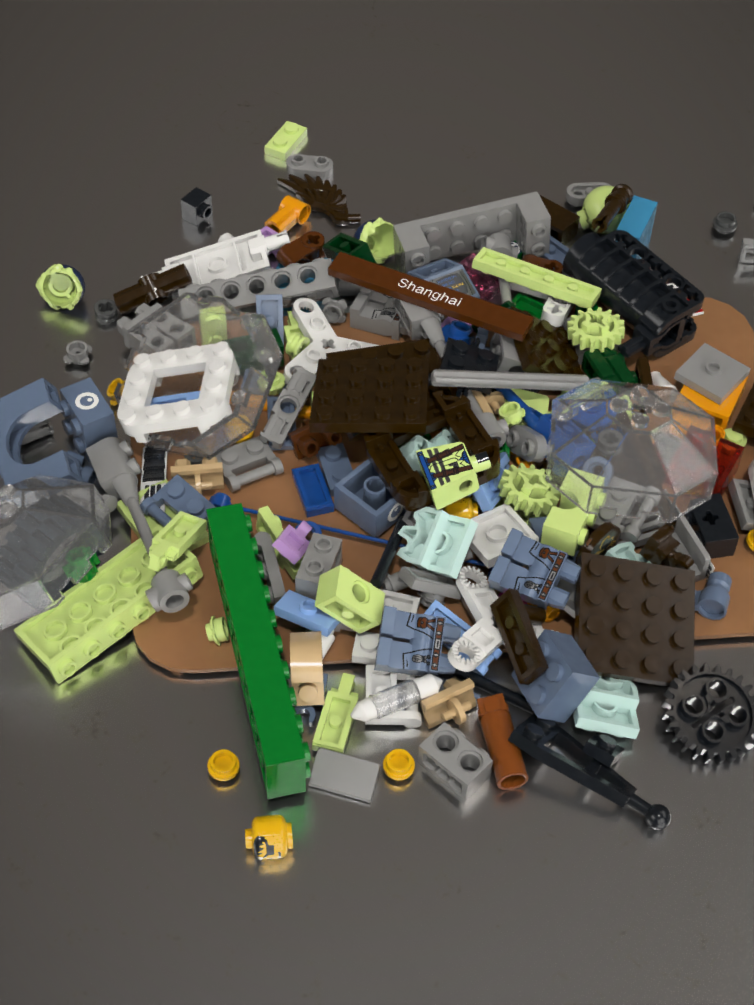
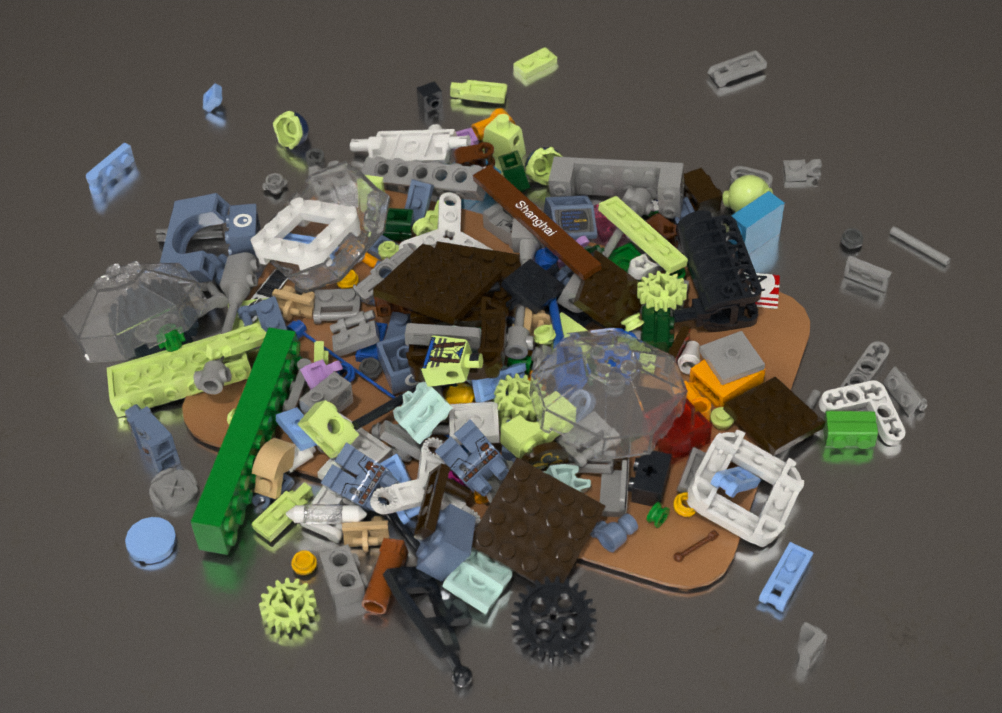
camera: 30 degrees right, 0 degrees up
(130, 689) = (152, 438): none -> sand blue hips
(152, 289) = (353, 151): dark brown piece -> none
(186, 742) = (173, 489): none -> light grey tile
(199, 812) = (151, 540): none -> light blue tile
(223, 765) = (184, 514): yellow plate -> none
(247, 186) = (479, 91): none -> yellowish green hinge
(269, 837) = (183, 575): yellow head -> none
(296, 490) = (356, 338): none -> light grey plate
(312, 165) = (540, 89): light grey plate -> none
(313, 217) = (504, 136): none -> yellowish green torso
(321, 198) = (533, 118): dark brown animal -> none
(333, 517) = (370, 367): none -> dark grey plate
(334, 316) = (474, 210): light grey plate -> none
(344, 775) = (262, 555): light grey slope -> none
(404, 452) = (421, 334): none -> light grey piece
(417, 824) = (276, 611): none -> yellowish green gear
(499, 88) = (737, 68): none -> light grey plate
(506, 380) = (550, 306): light grey axle -> none
(590, 369) = (632, 322): none -> yellowish green bush
(614, 204) = (743, 193): dark brown pin -> none
(628, 172) = (798, 171): none -> light grey plate
(662, 547) = (594, 479): dark brown piece -> none
(742, 562) = (658, 514): none -> green bush

